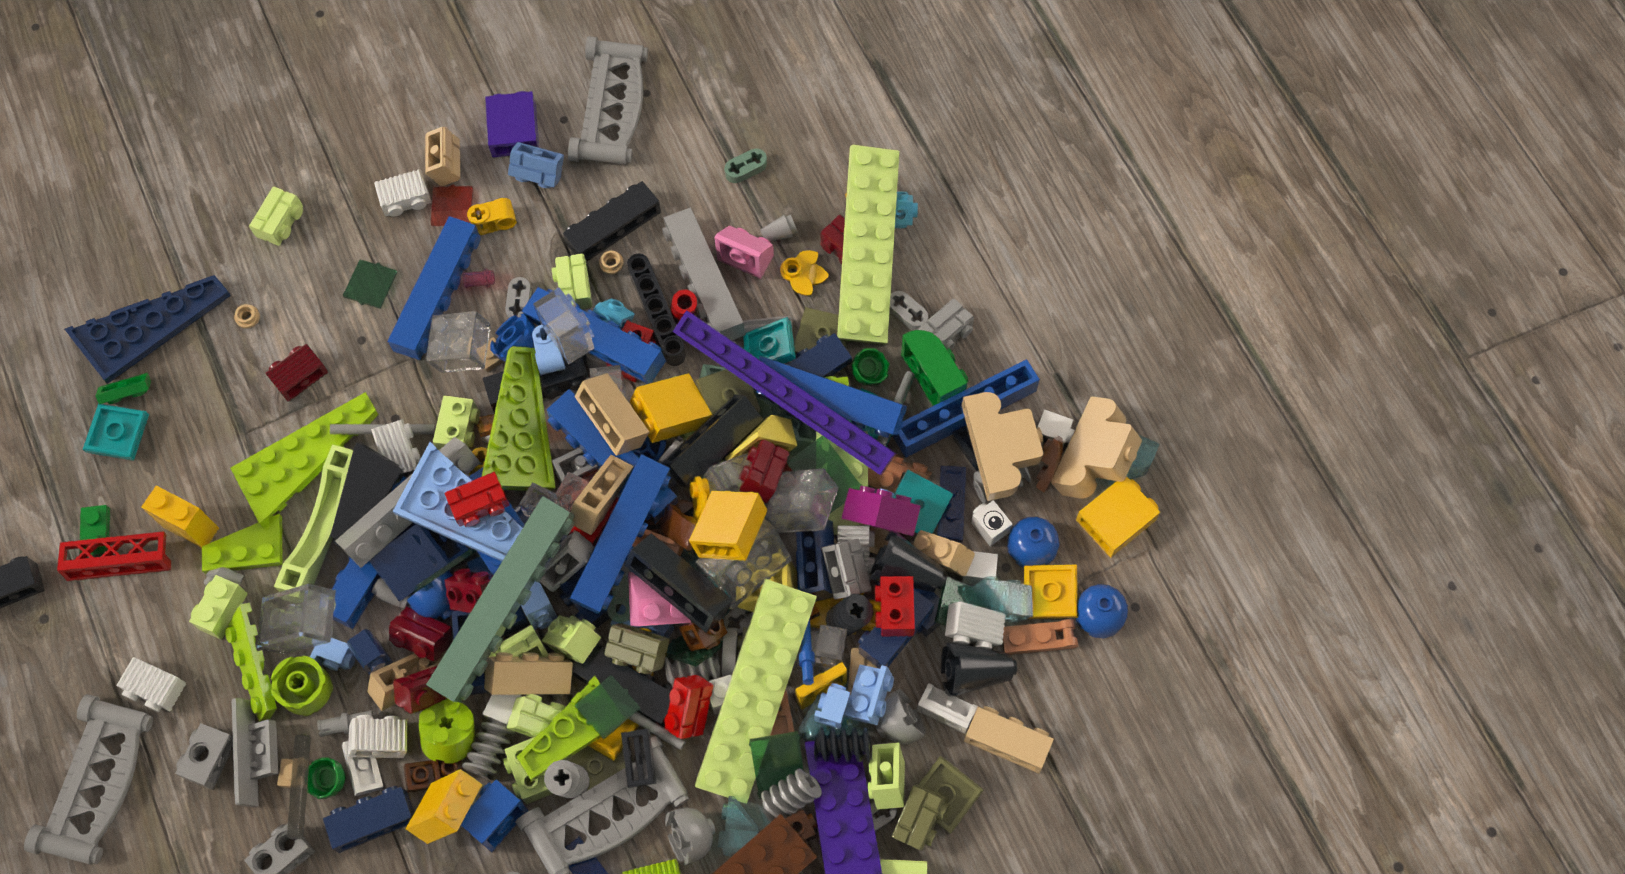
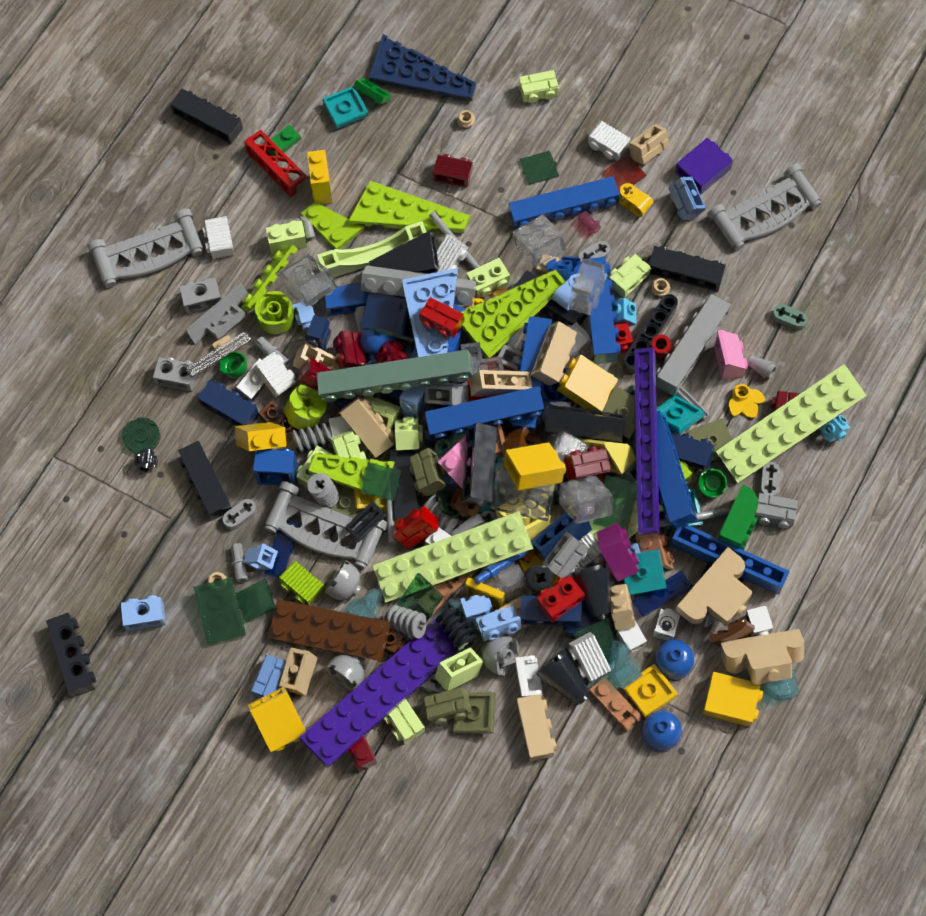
camera: 55 degrees right, 0 degrees up
(700, 493) = (547, 436): yellow plate -> none

